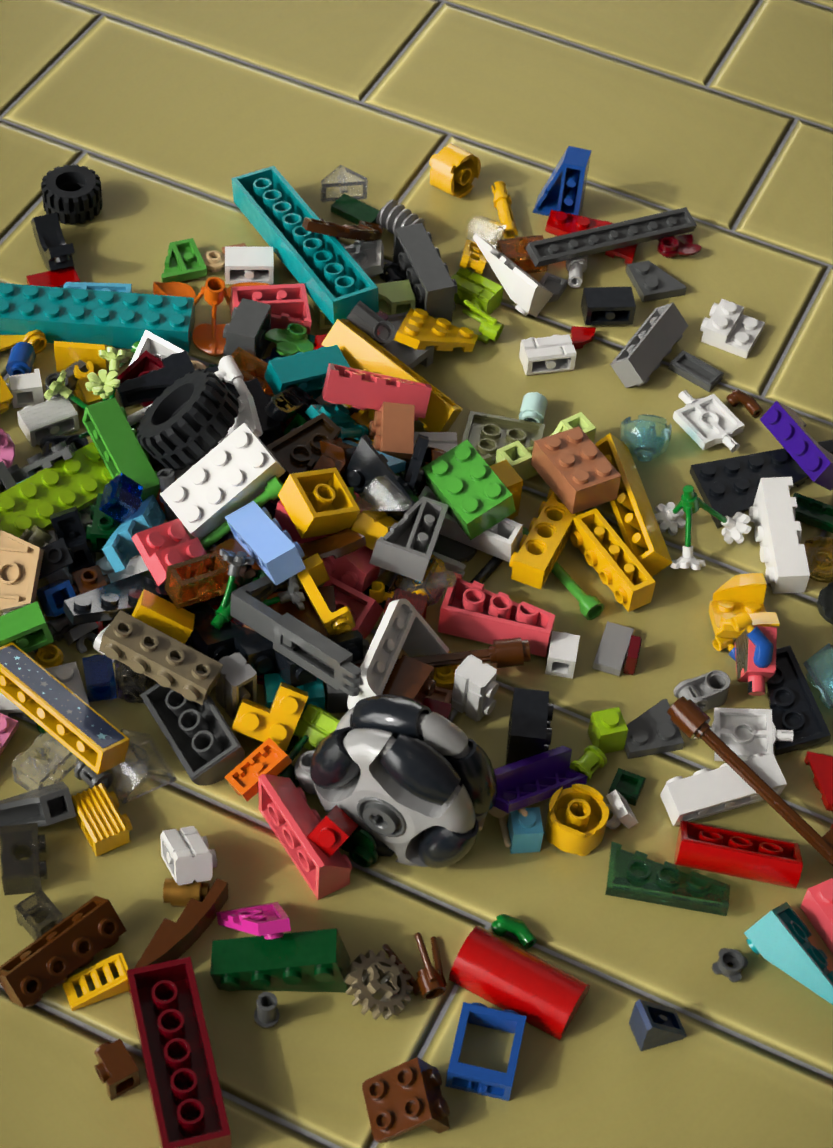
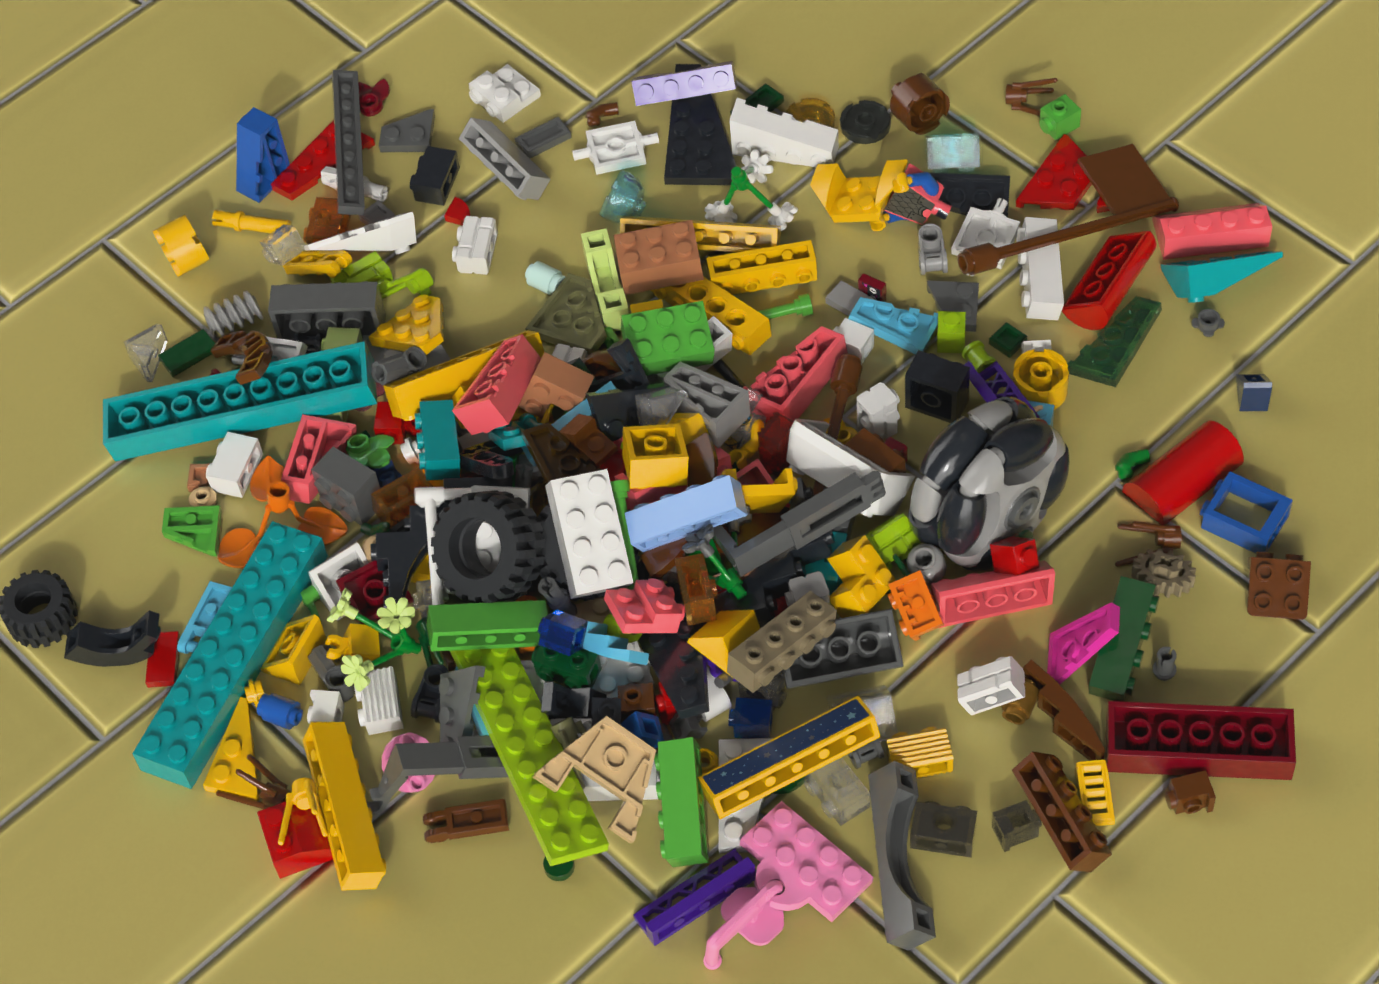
camera: 60 degrees left, 5 degrees up
(596, 680) = (898, 326): none -> medium azure wing

